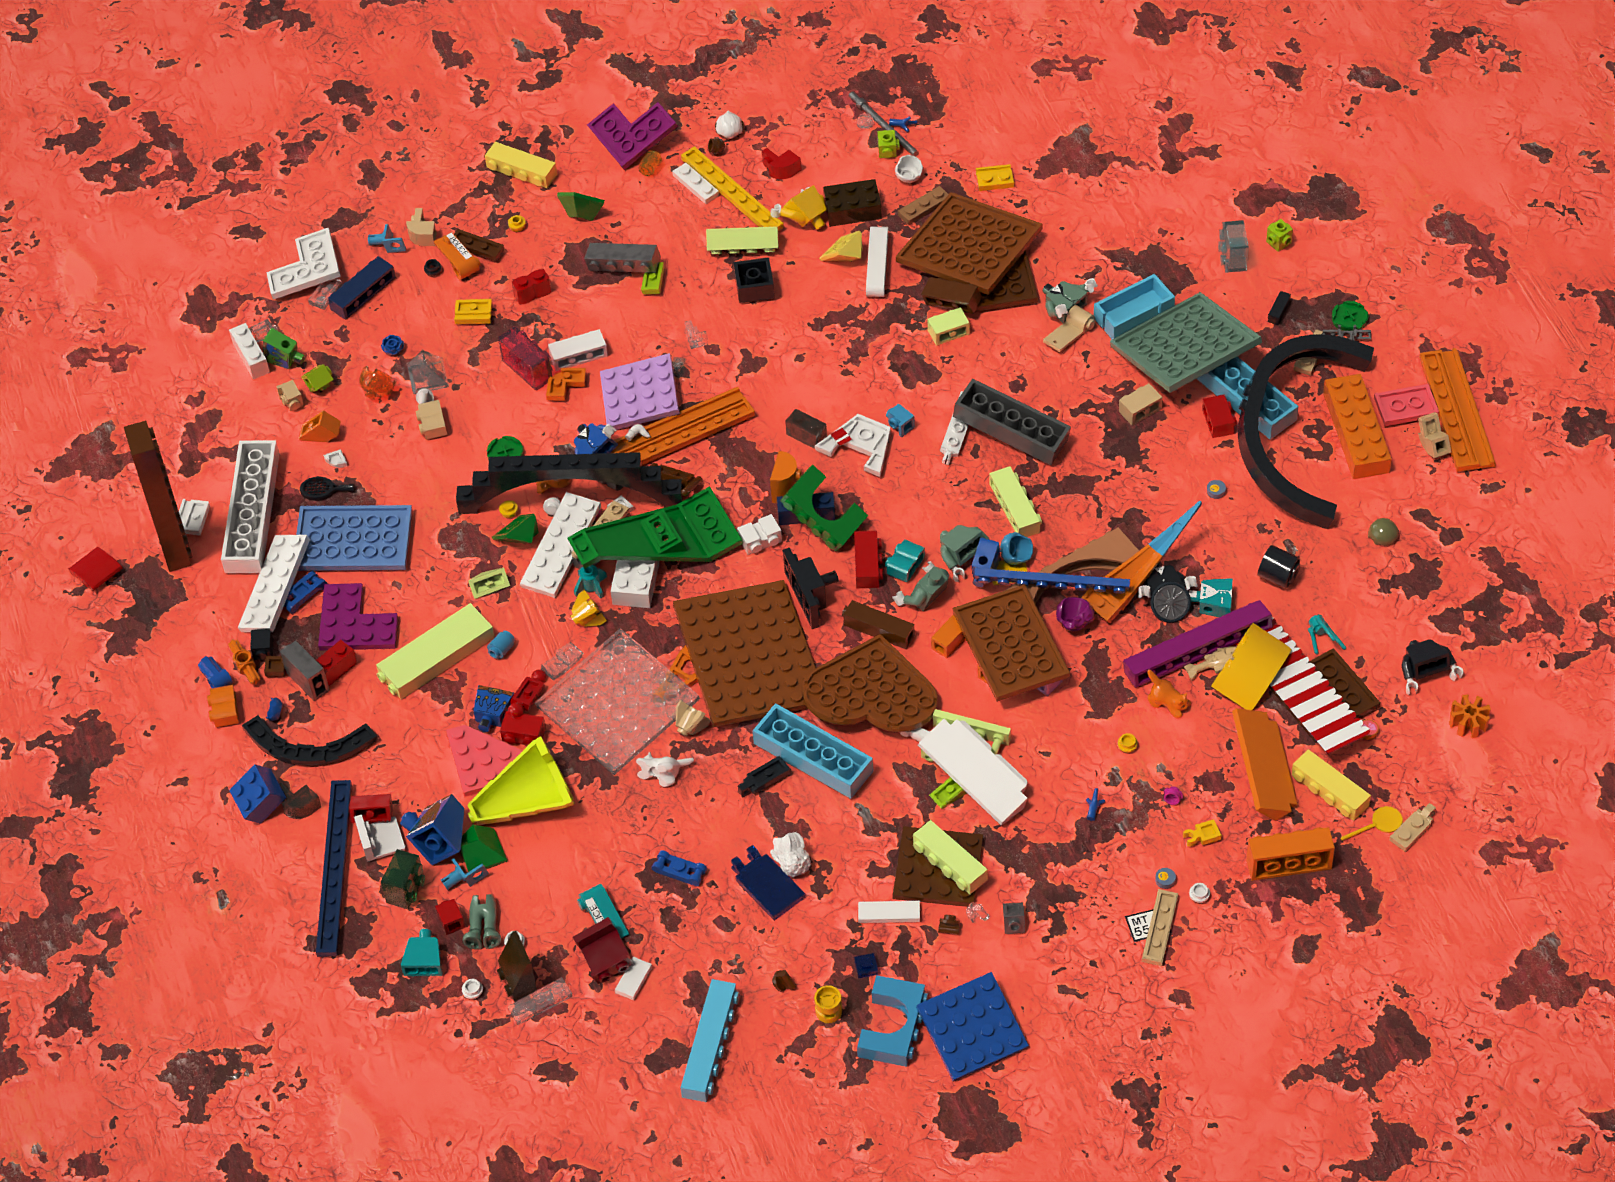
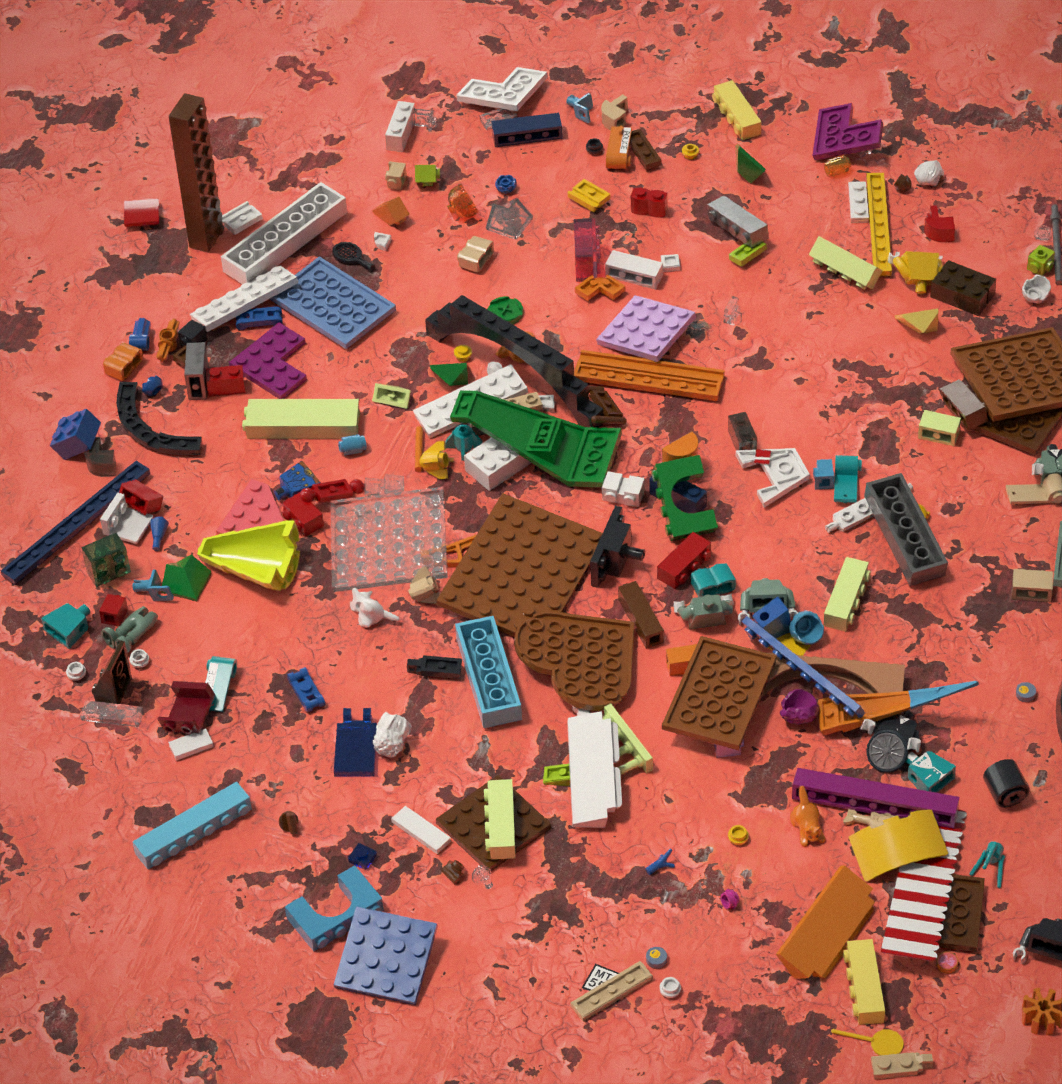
camera: 40 degrees right, 5 degrees down
(281, 350) = (421, 144): bright green torso -> none
(424, 395) = (488, 233): white plate -> none
(439, 830) = (165, 541): blue slope -> none
(557, 612) = (418, 448): none -> orange bar
(595, 439) = (572, 341): blue torso -> none
(598, 323) = (670, 262): none -> white tile
(635, 430) = (611, 352): white animal -> none
(754, 280) = (820, 298): black brick -> none
(828, 1004) = (300, 861): yellow wheel -> none
(877, 262) = (935, 344): white beam -> none
(922, 205) = (1020, 325): medium nougat plate -> none
(924, 418) = (846, 478): none -> teal door
(1013, 918) = (506, 899): flat silver bracket -> none
(1204, 832) = (724, 946): yellow plate -> none
(1290, 853) = (768, 1007): orange brick -> none

